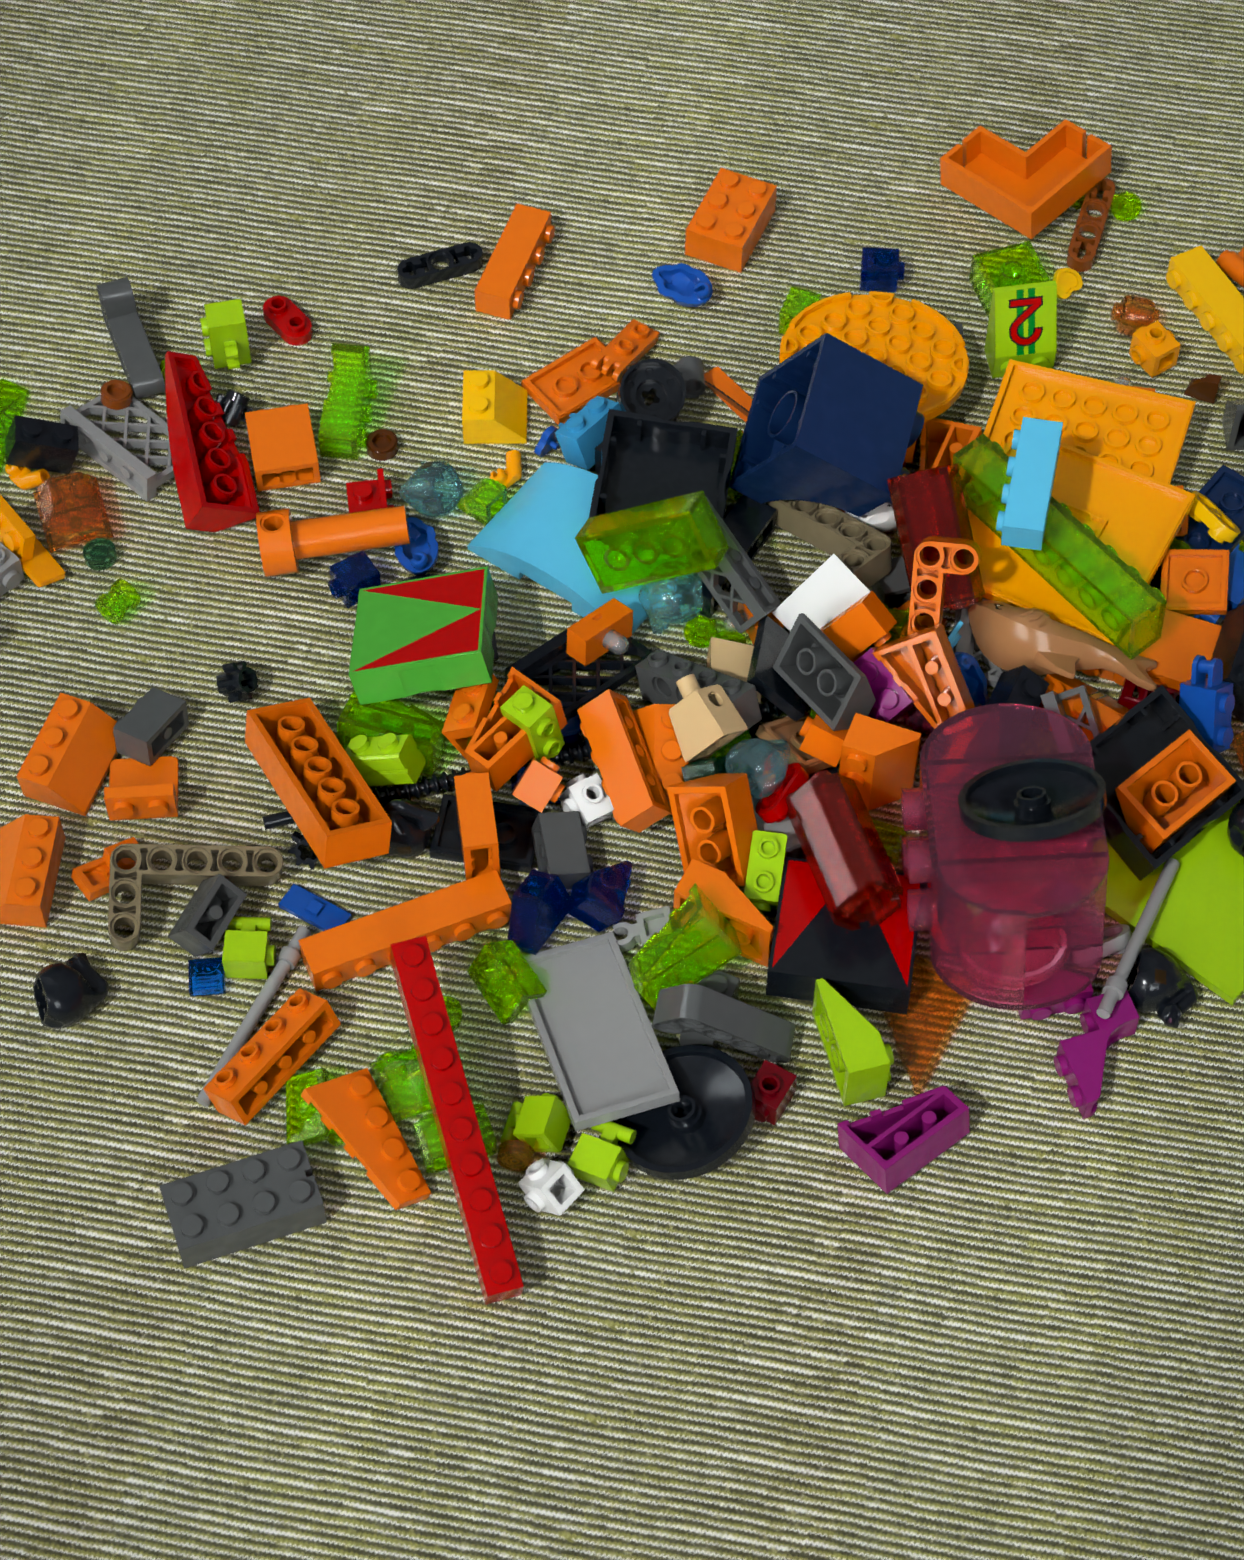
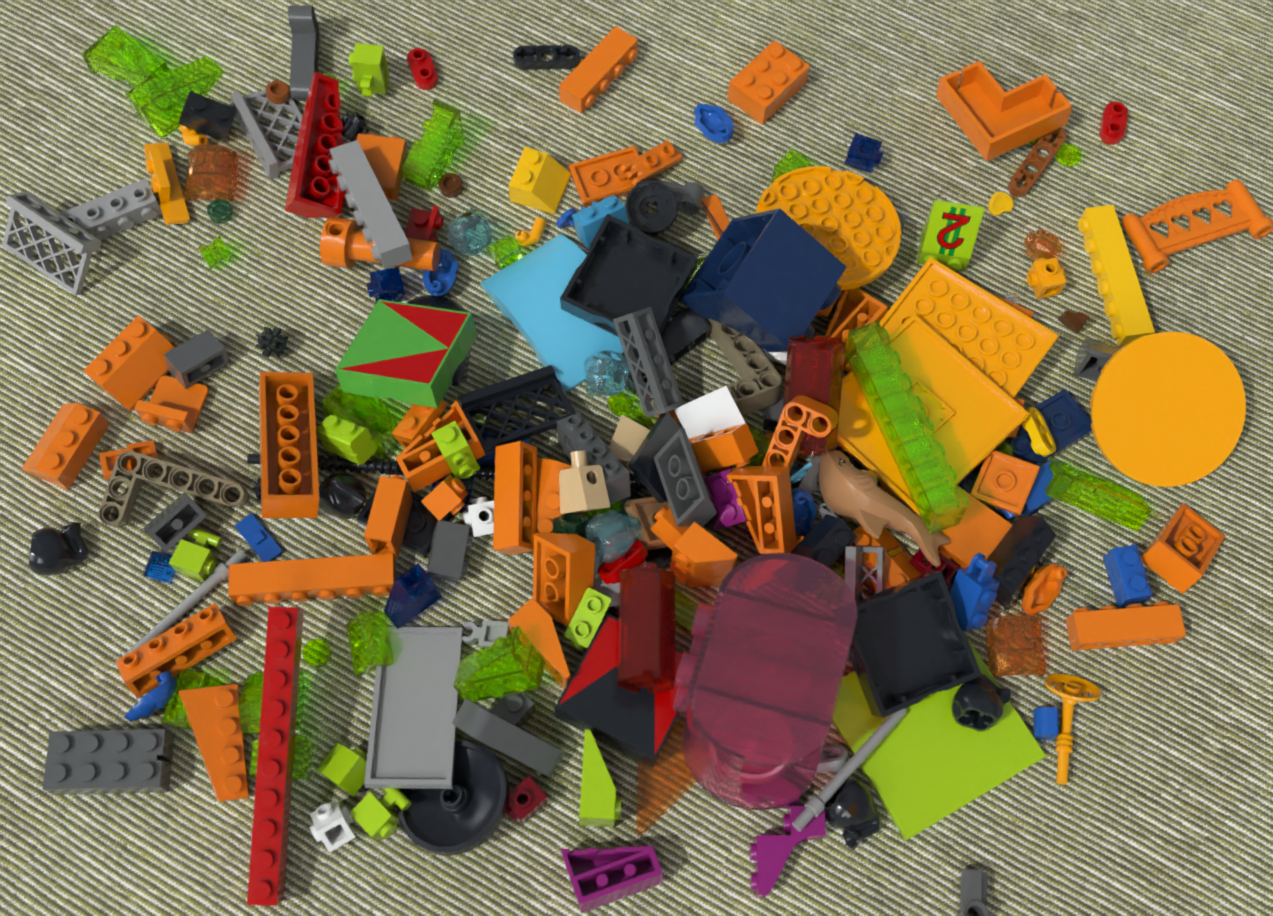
camera: 15 degrees right, 10 degrees up
(270, 1117) = (155, 698): none -> blue arm
(304, 483) = (370, 205): none -> light grey brick
(515, 1155) = (320, 788): clear orange tile -> none
(600, 632) = (540, 387): orange piece -> none
(601, 896) = (461, 598): clear blue slope -> none
(652, 542) = (597, 332): clear neon green brick -> none
(1004, 267) = (957, 184): clear neon green brick -> none
(1031, 483) = (896, 376): medium azure brick -> none
(1032, 800) = (785, 662): black dish -> none
(1164, 157) = (1113, 118): none -> red plate
(1172, 790) = (919, 658): orange slope -> none

